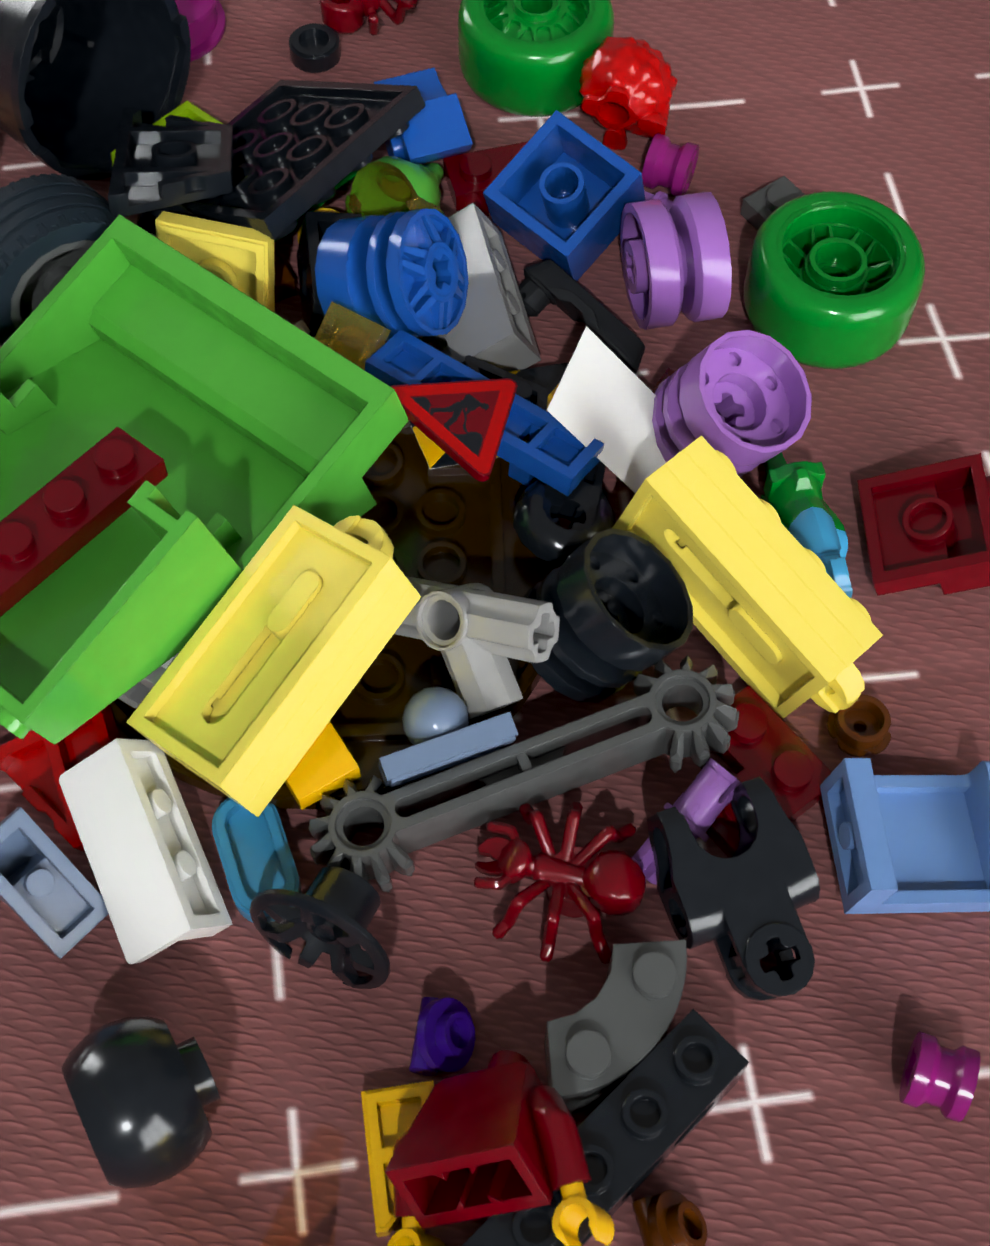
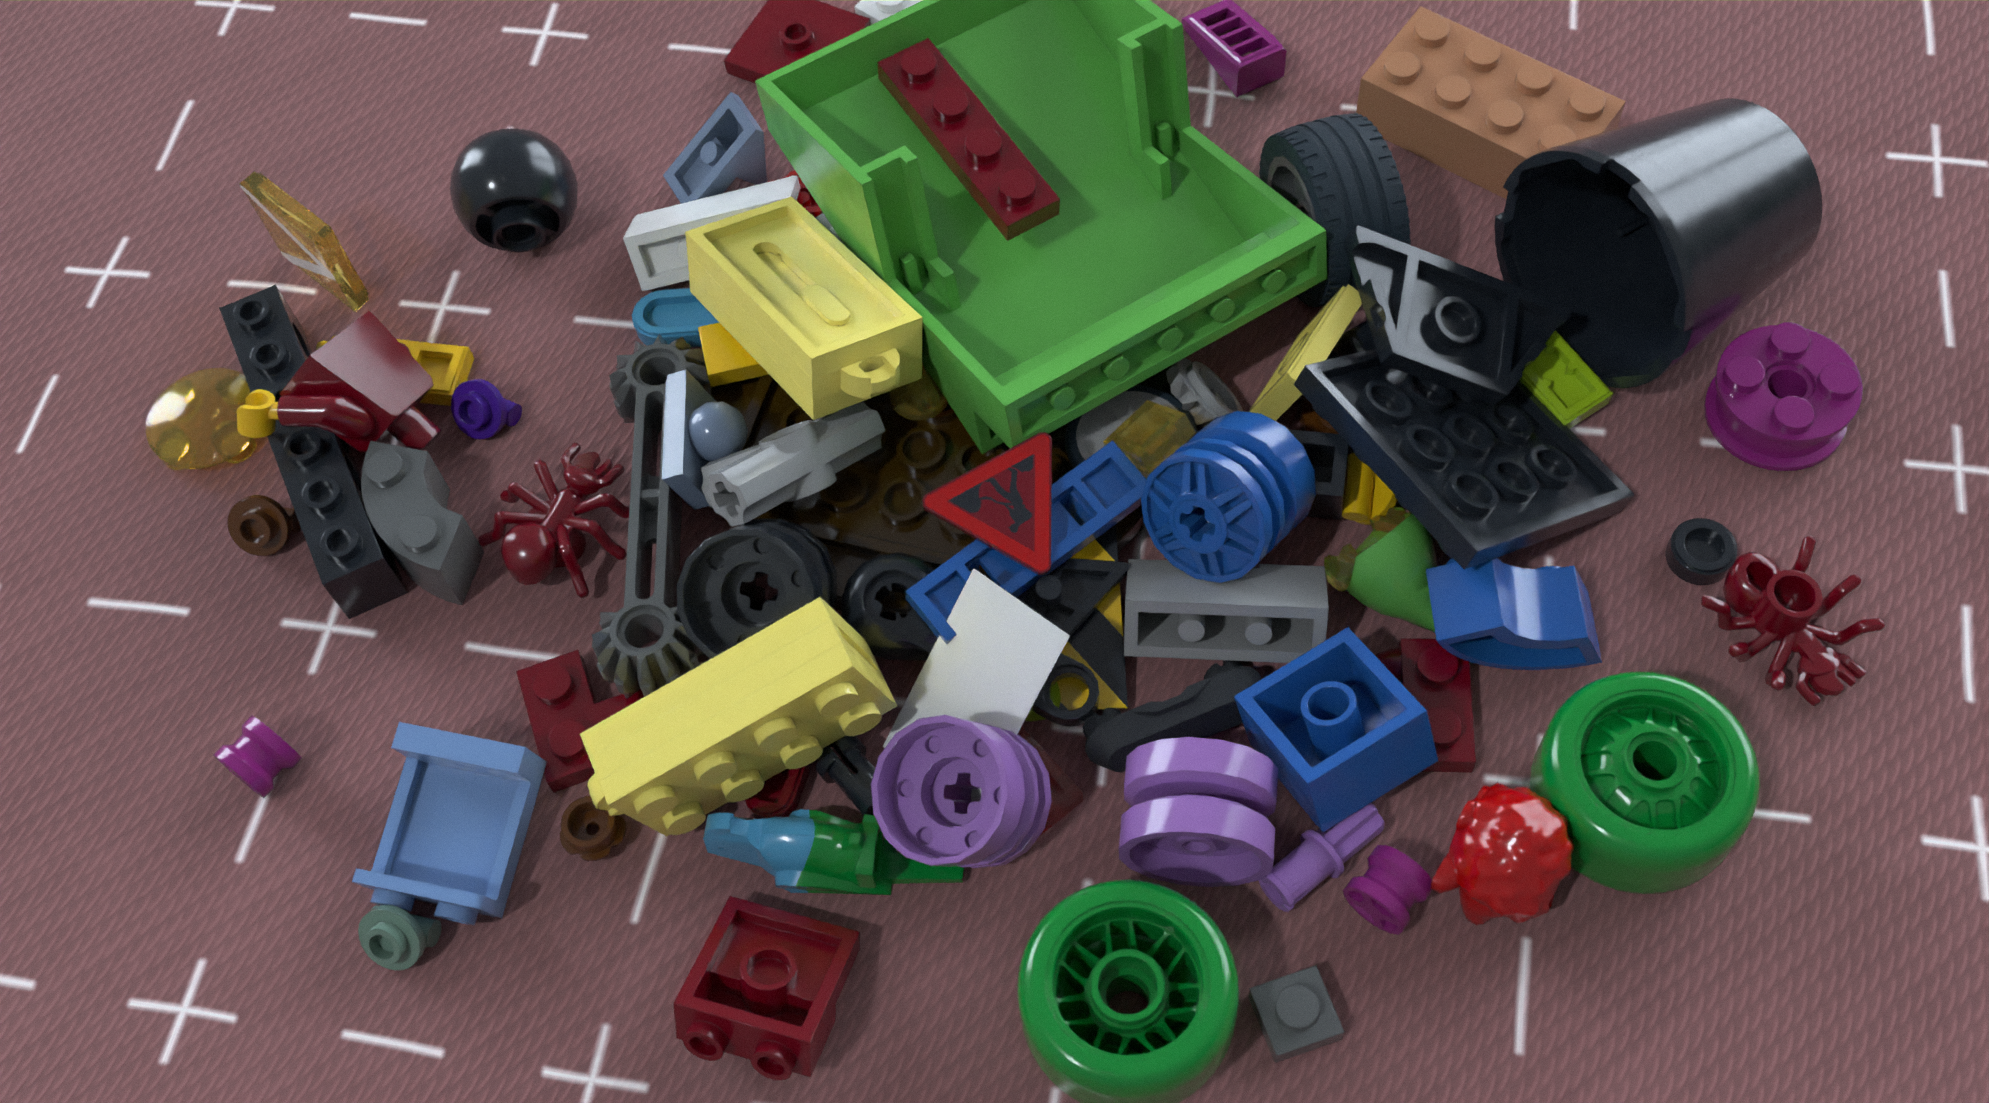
camera: 115 degrees right, 0 degrees up
(331, 921) = (594, 338): black wheel -> none
(700, 807) = (561, 632): medium lavender axle -> none
(741, 900) = (466, 639): black piece -> none

